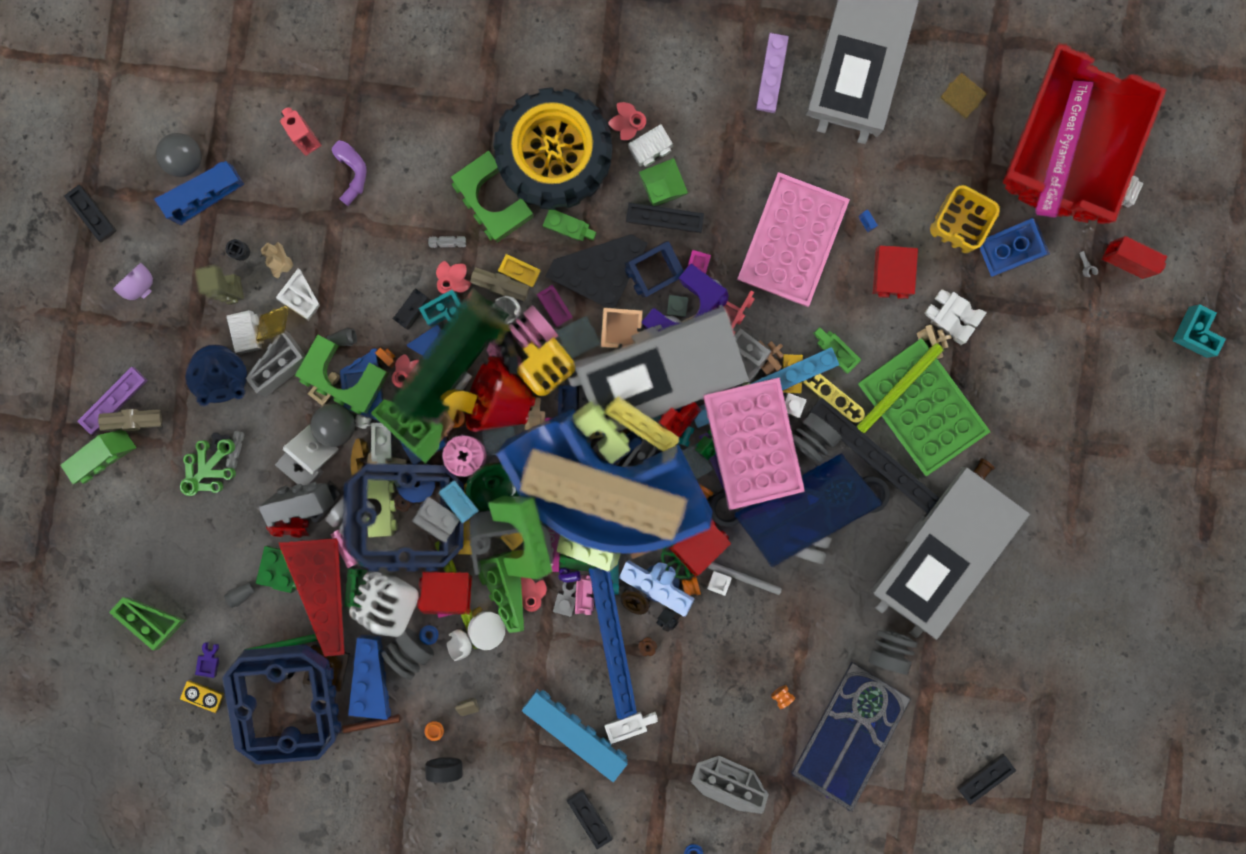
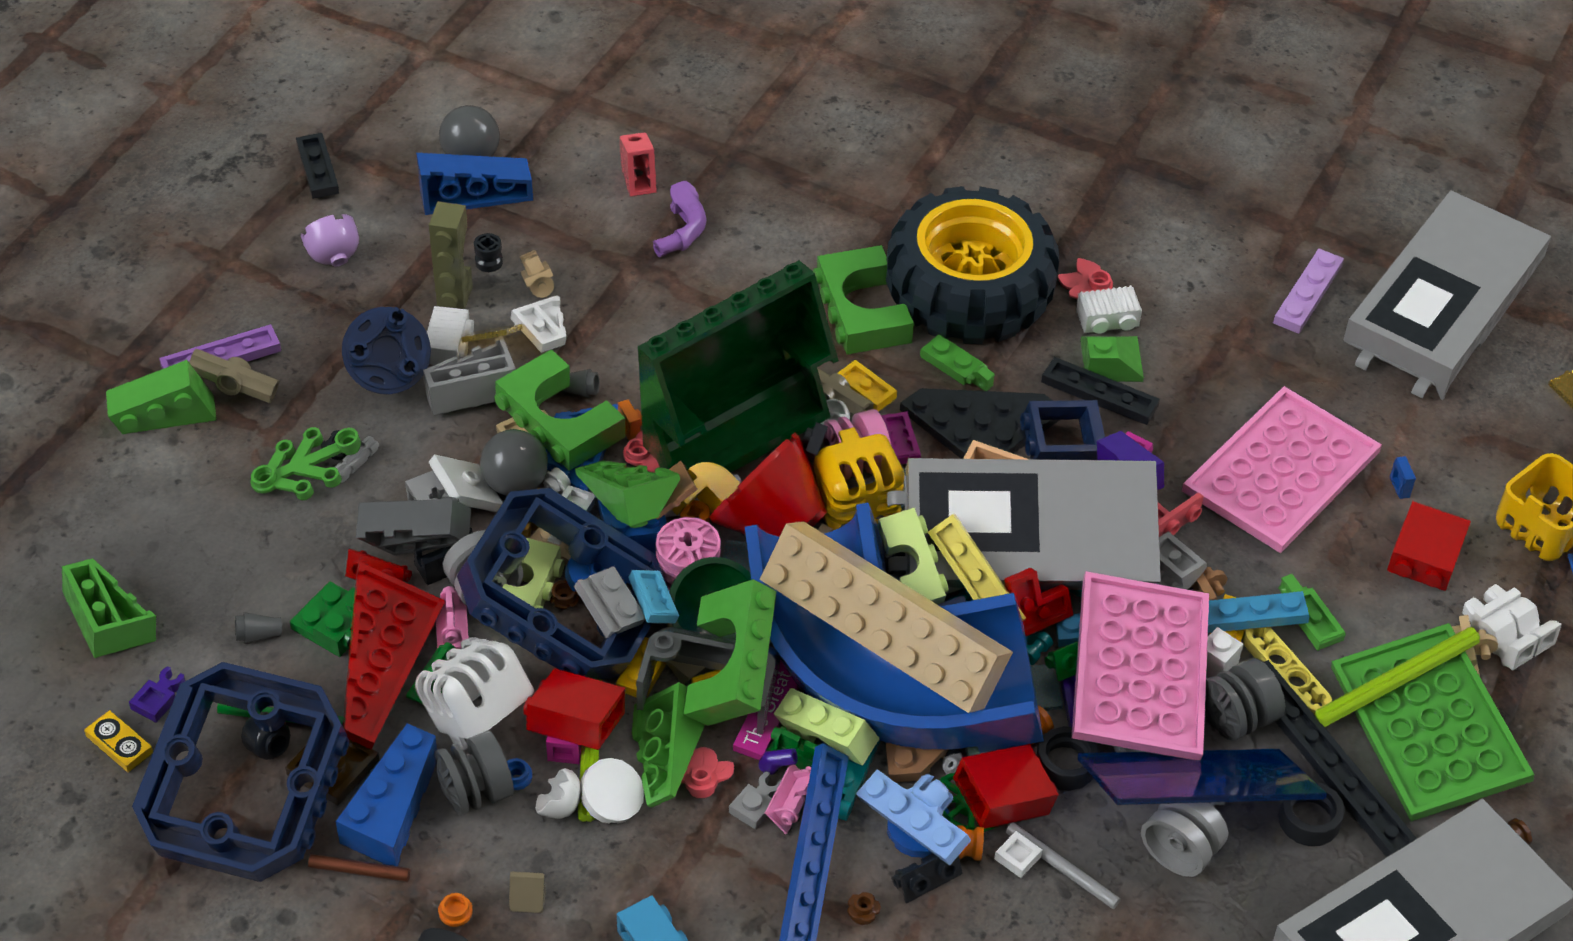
camera: 15 degrees right, 40 degrees down
(632, 605) = (863, 818): dark brown gear -> none

